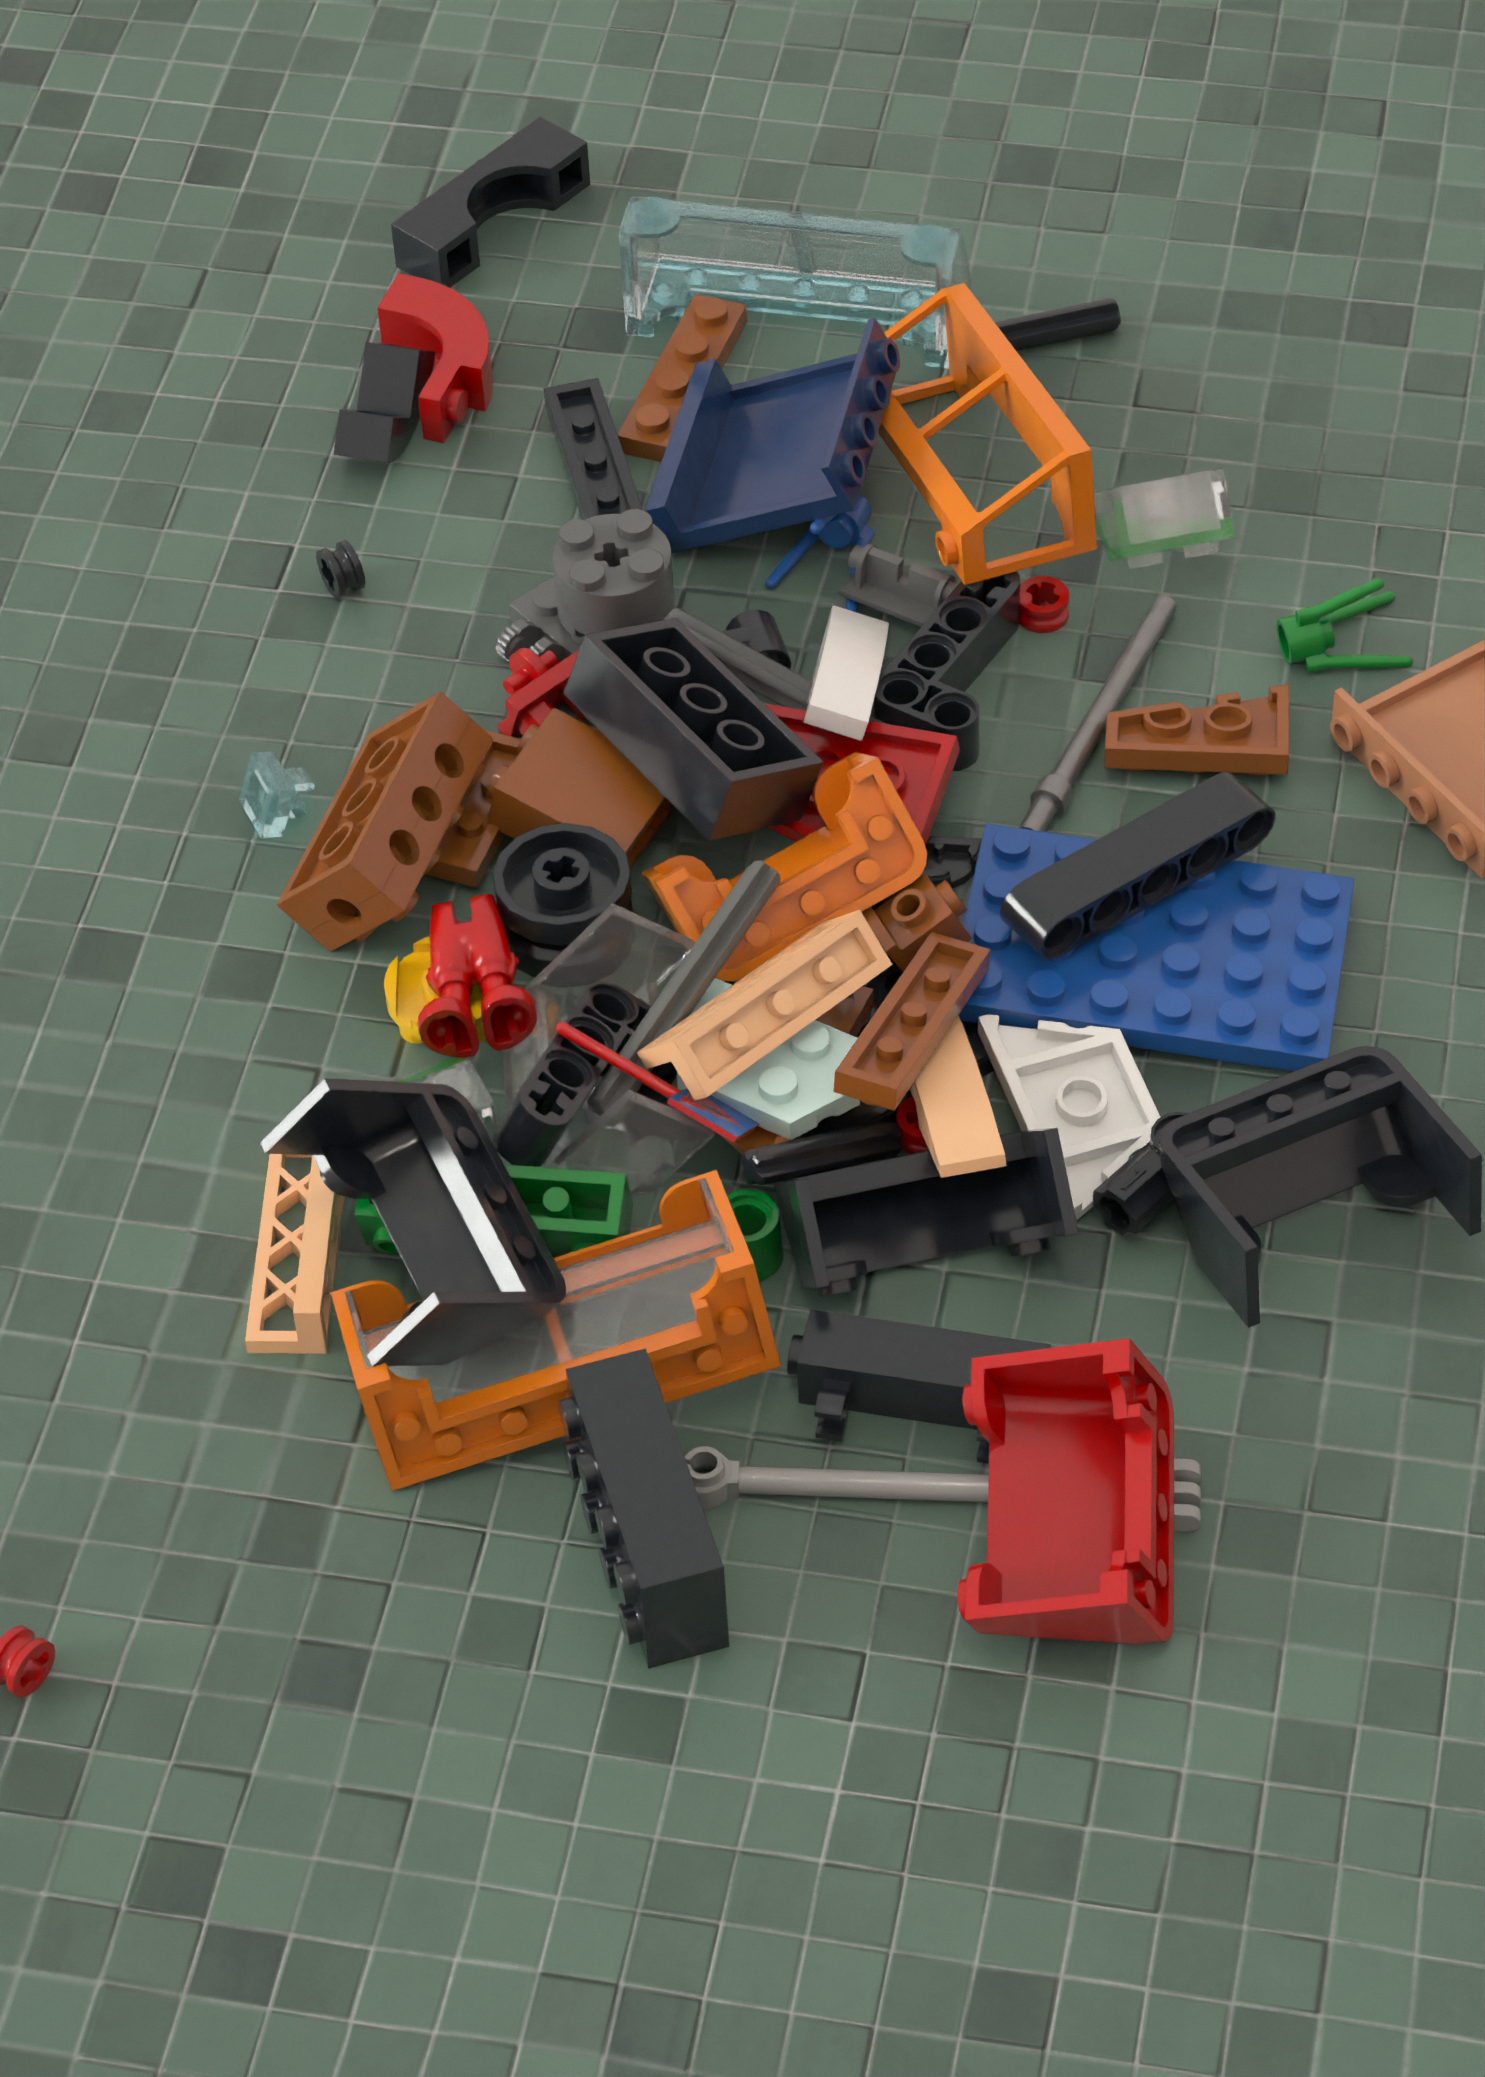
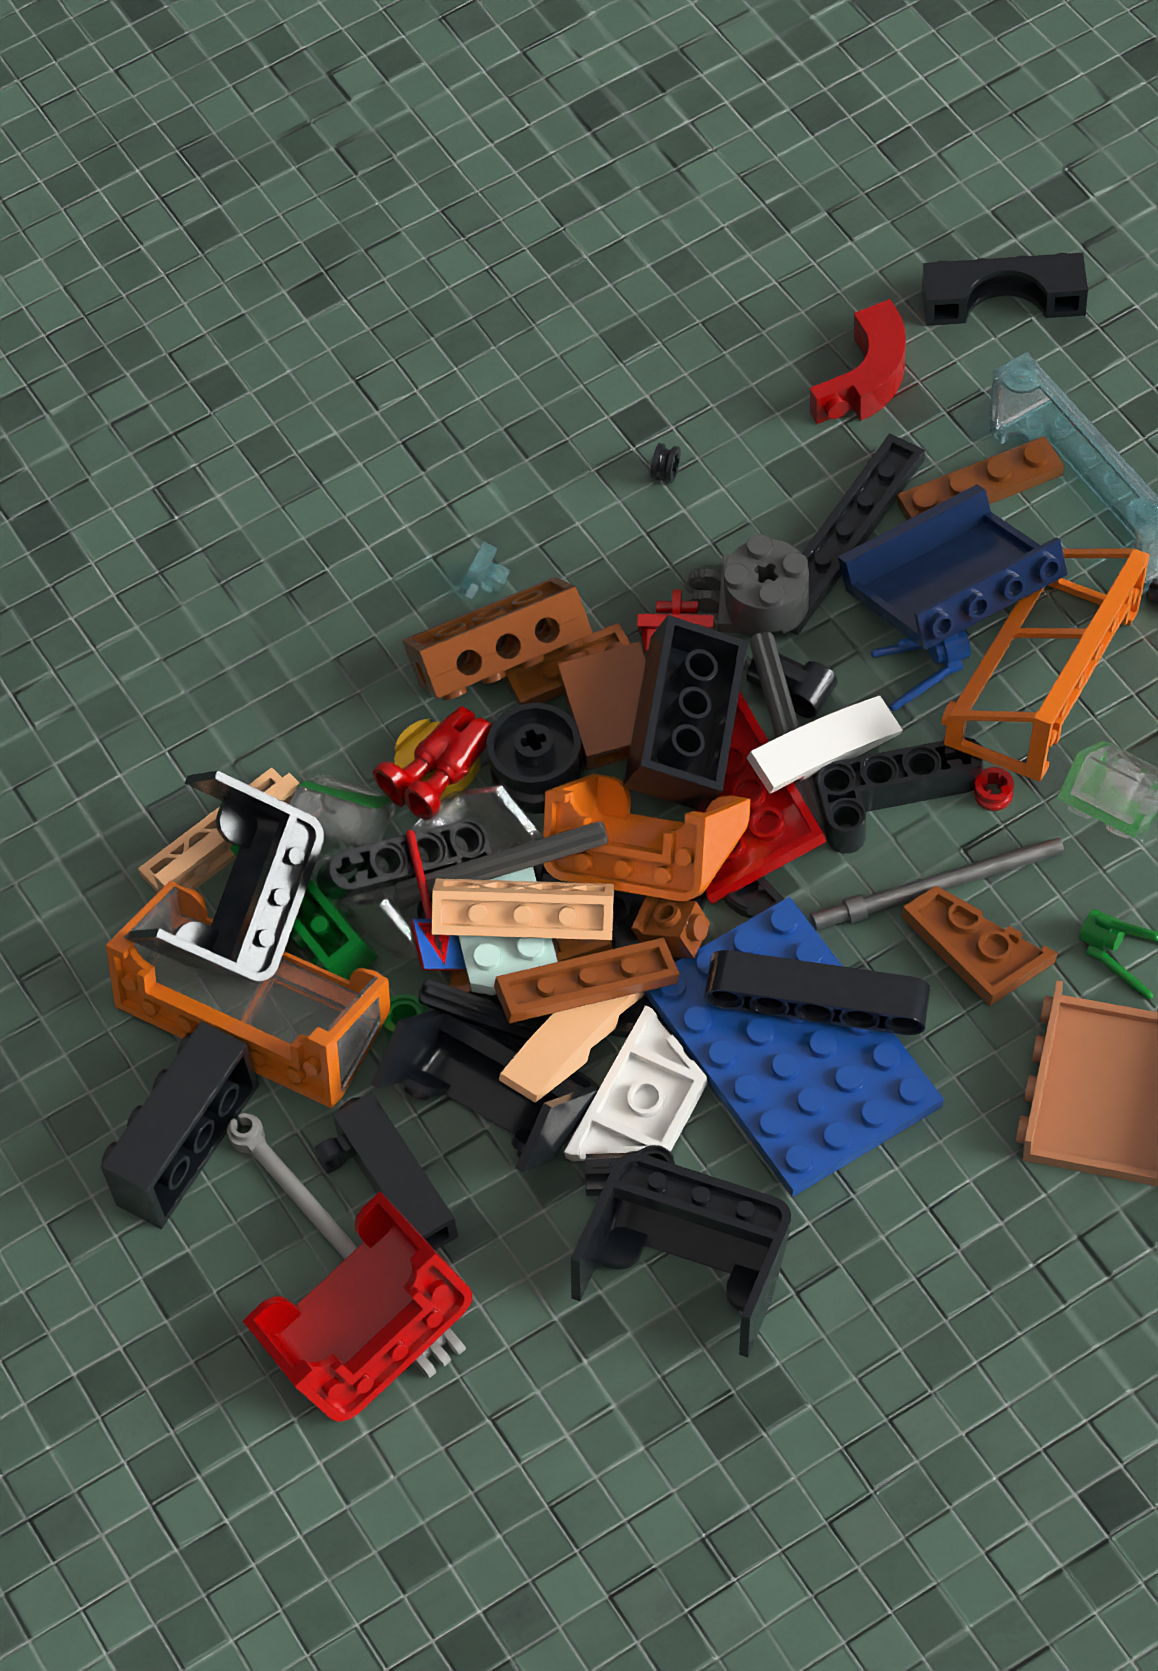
camera: 50 degrees right, 10 degrees up
(386, 403) = (787, 389): black brick -> none
(886, 587) = (922, 708): dark grey hinge -> none

